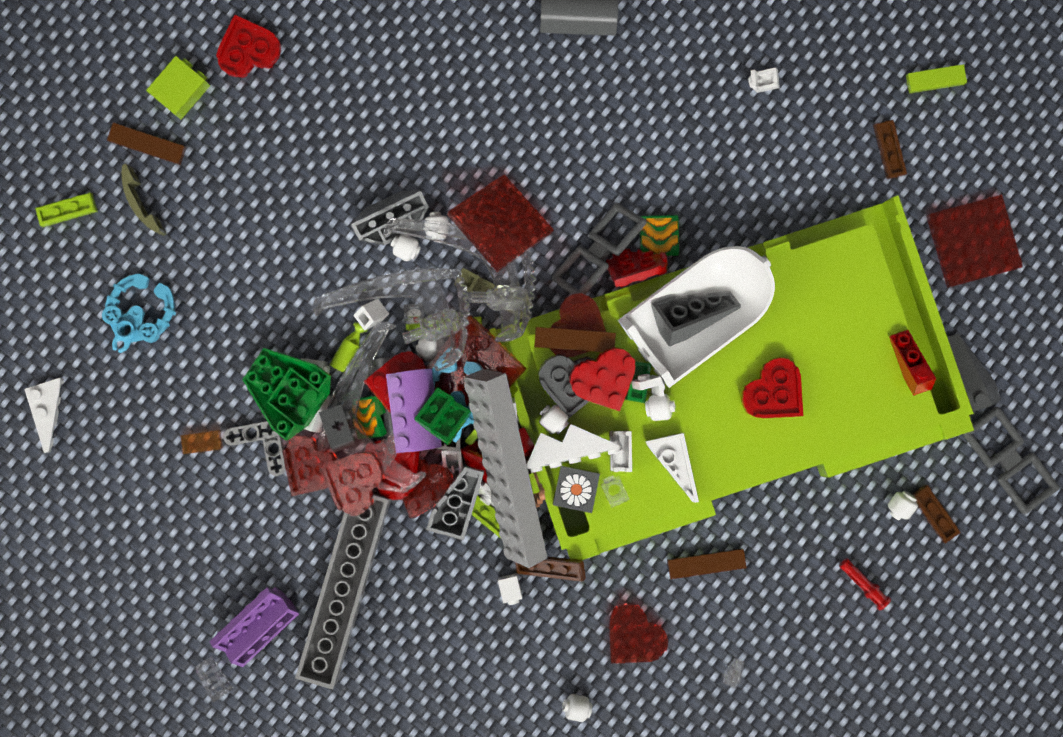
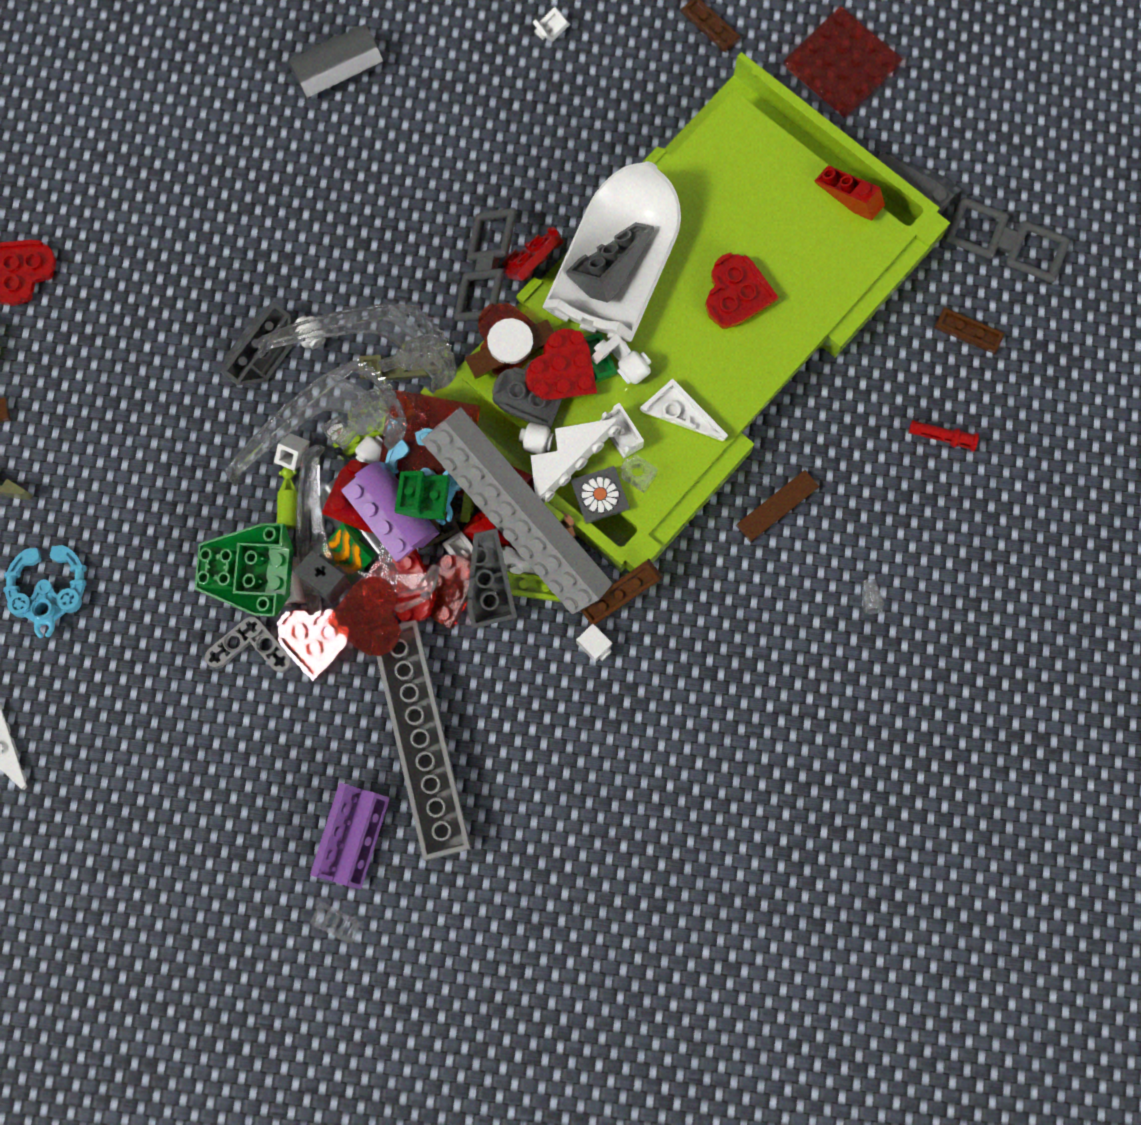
camera: 30 degrees left, 10 degrees down
(201, 442) = (185, 682): clear orange tile -> none
(405, 247) = (289, 369): white head -> none
(500, 222) = (371, 289): clear red plate -> none
(576, 335) = (510, 341): none -> white tile
(577, 707) = (735, 724): white head -> none
(634, 637) = (749, 618): clear red plate -> none
(660, 235) = (536, 217): slope -> none
(902, 505) = (932, 338): white head -> none

